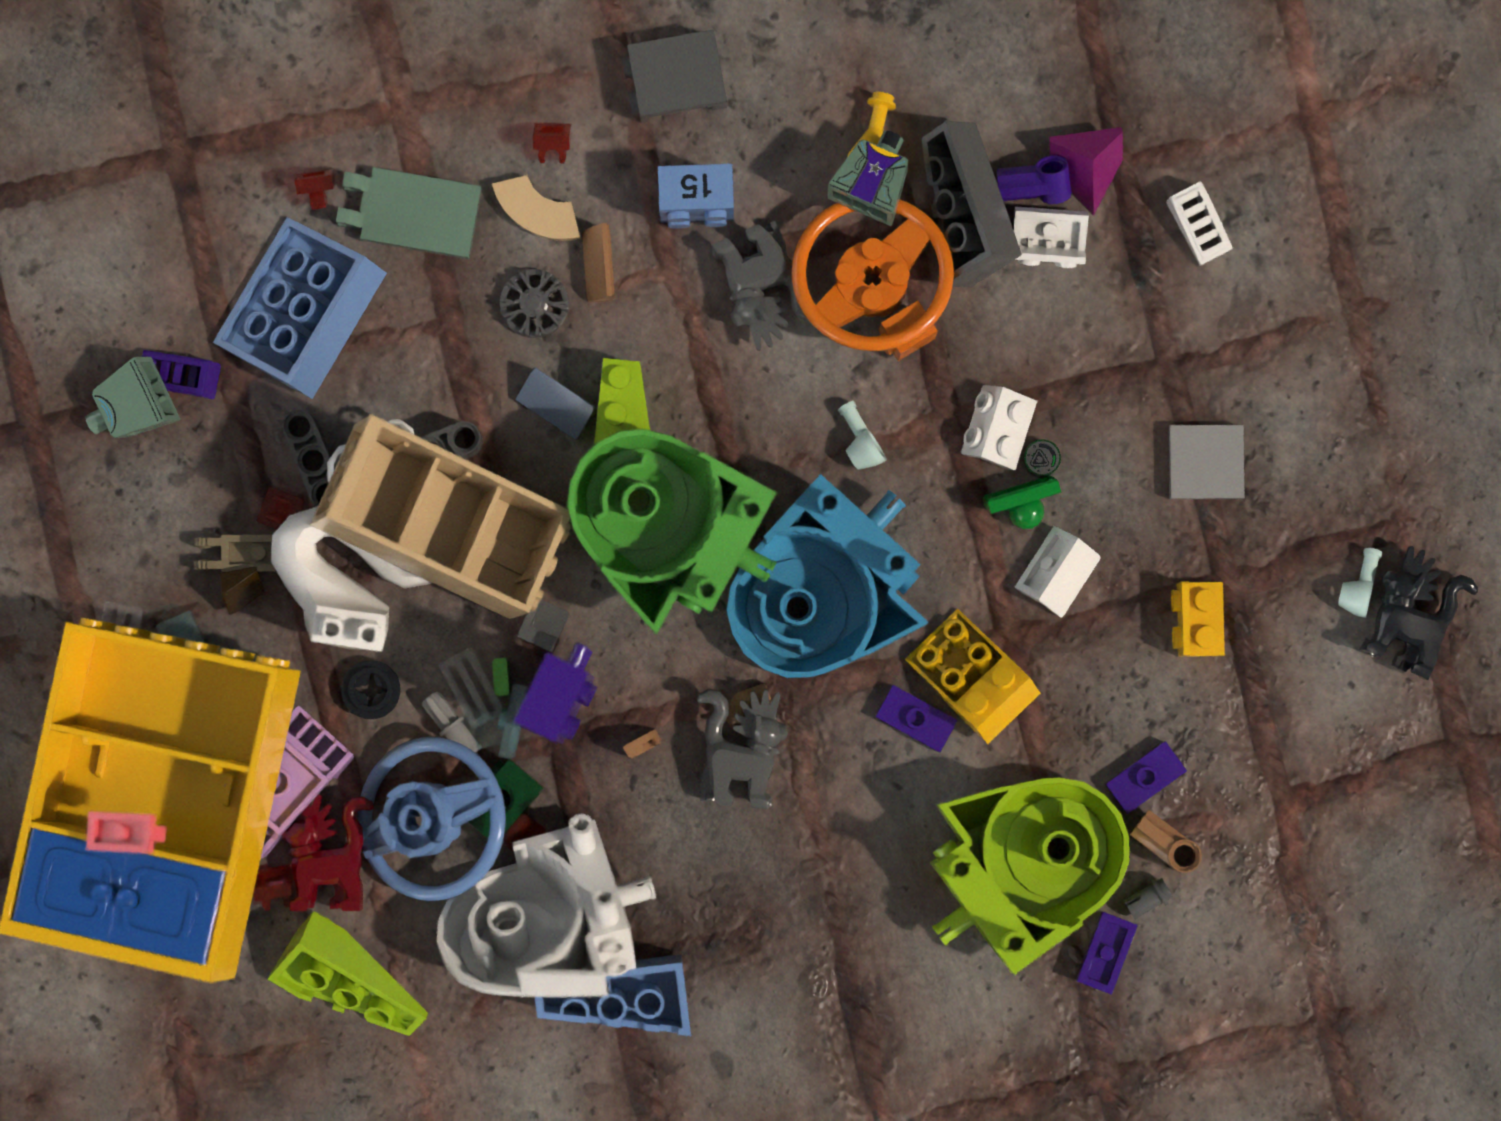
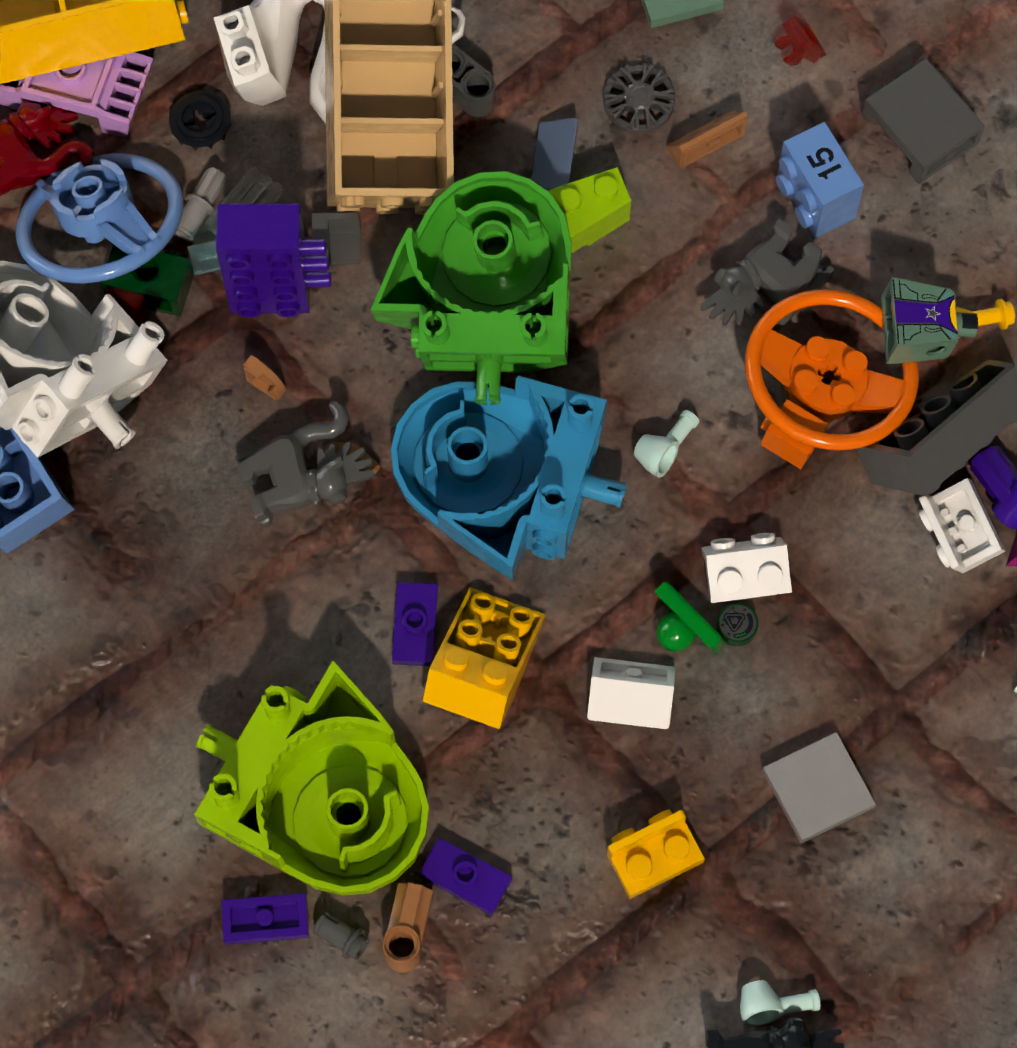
camera: 70 degrees right, 15 degrees down
(534, 212) = (725, 61): tan tile -> none

